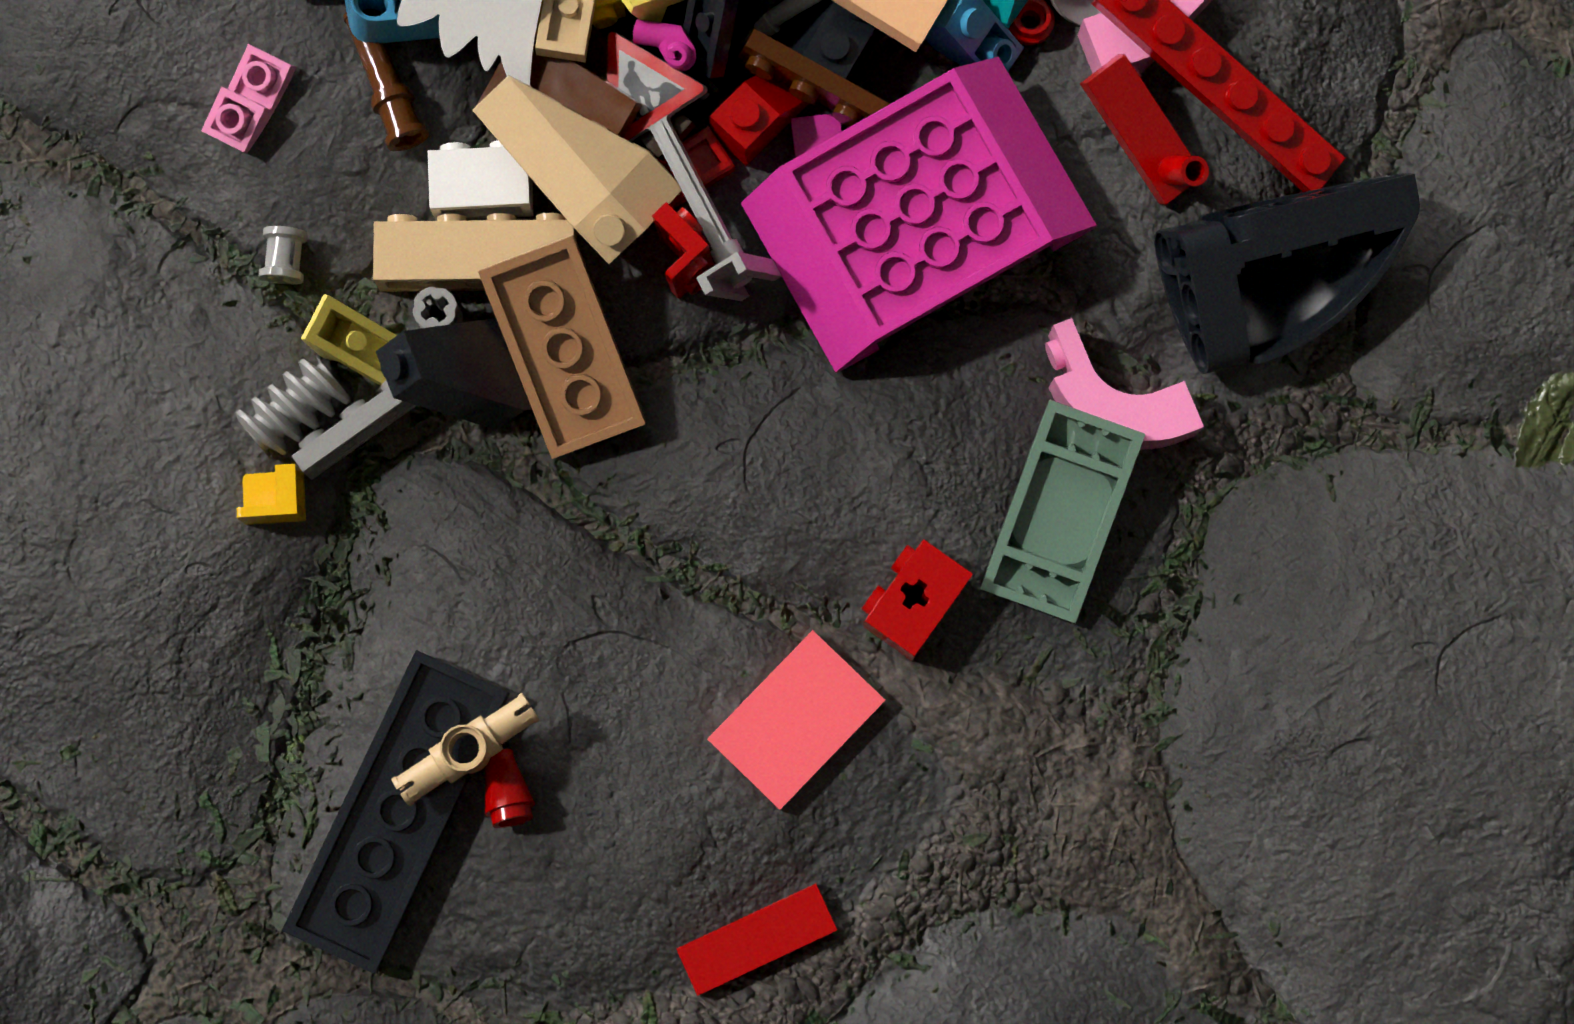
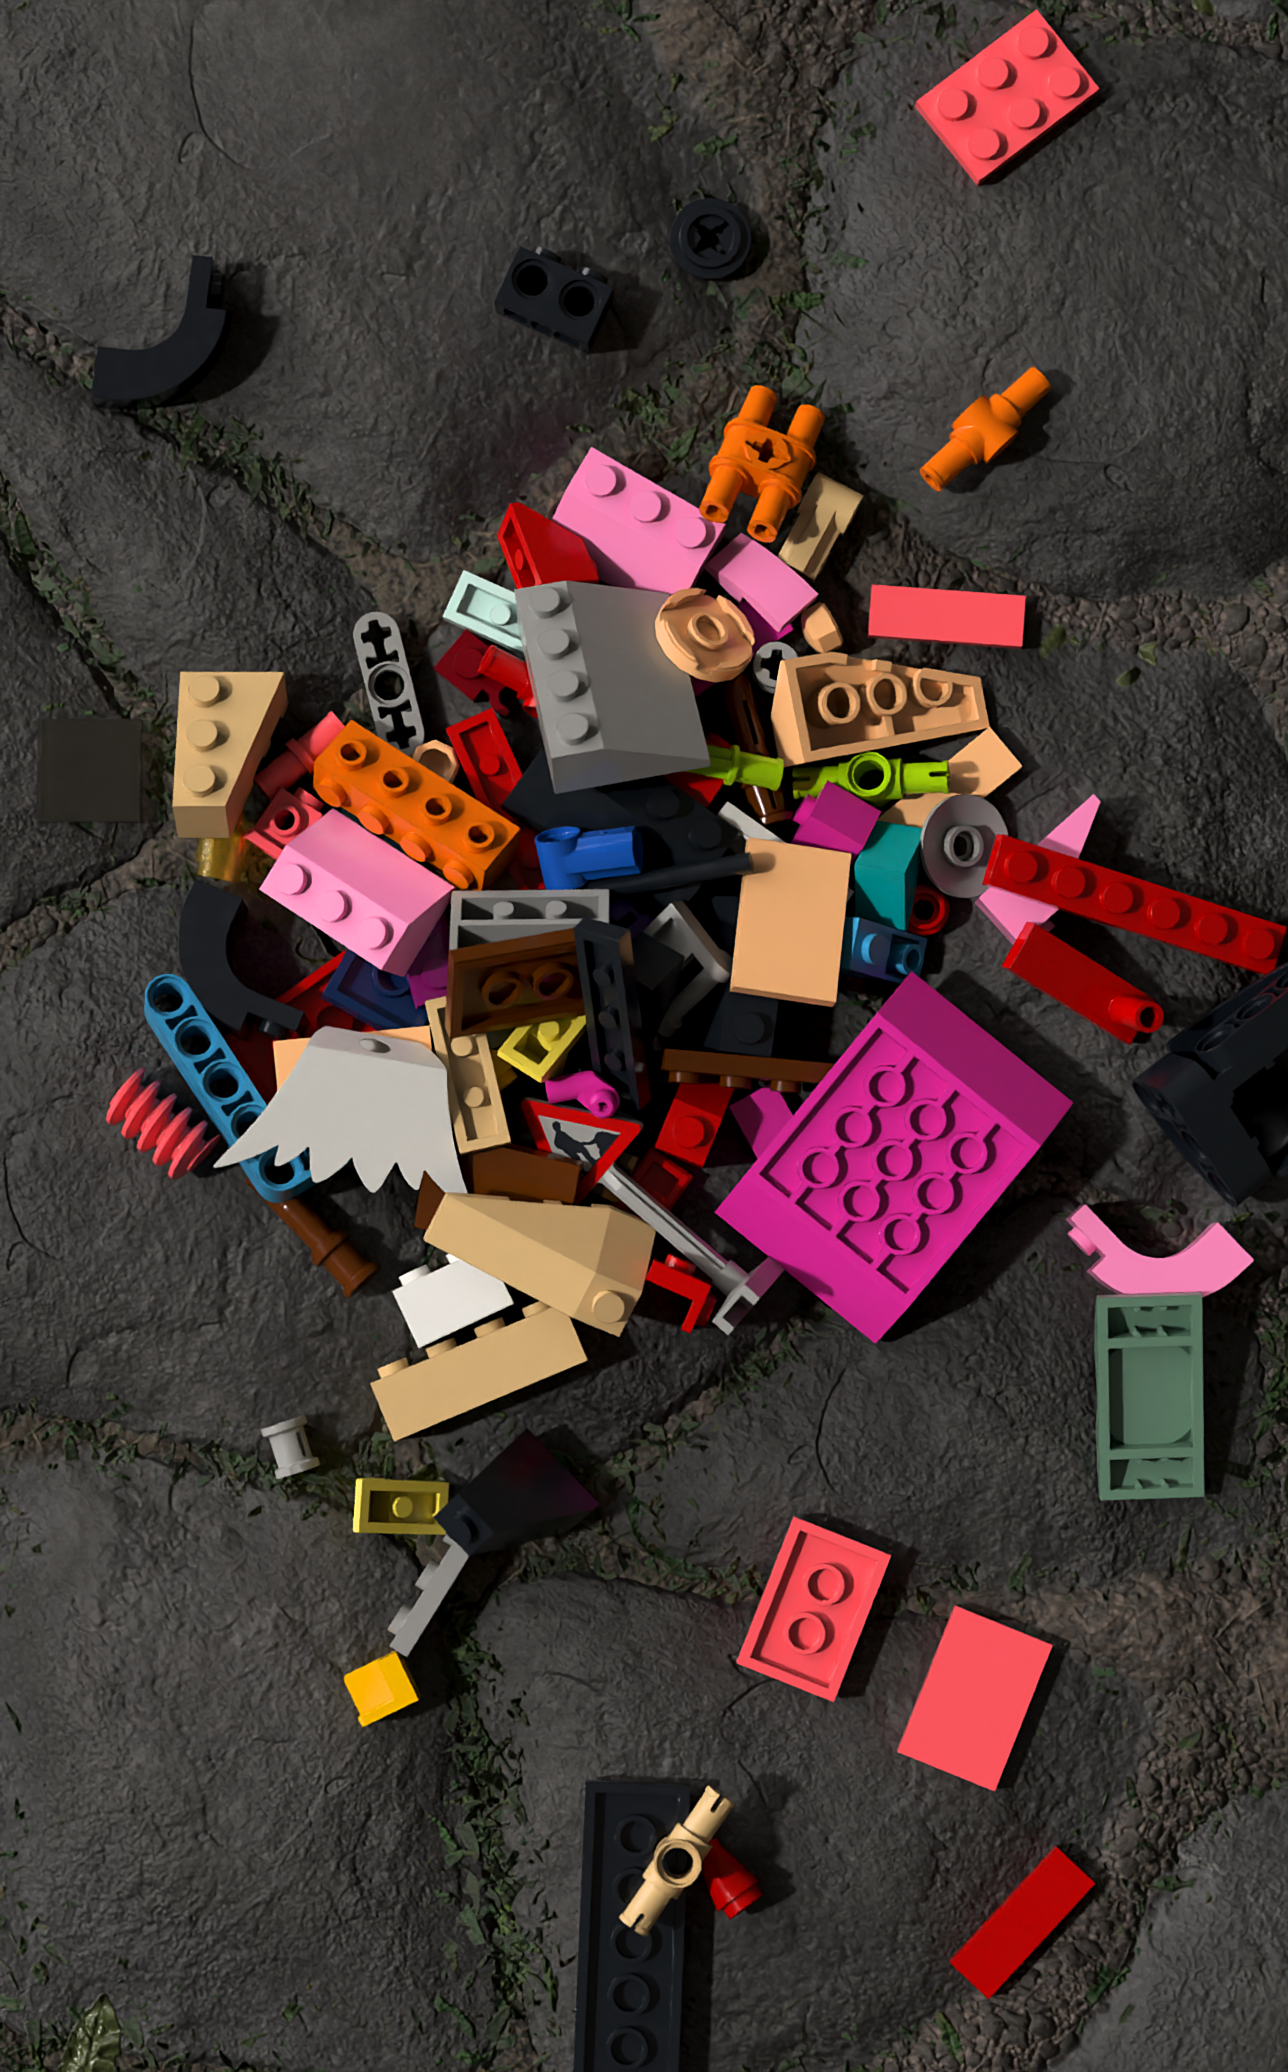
camera: 20 degrees left, 5 degrees up
(249, 100) = (187, 1302): bright pink slope -> none
(292, 407) = (367, 1594): light grey piece -> none
(443, 300) = (451, 1448): light grey bush -> none
(562, 346) = (605, 1432): medium nougat plate -> none
(684, 581) = (813, 1609): none -> coral plate
(910, 628) = (1052, 1565): red brick -> none

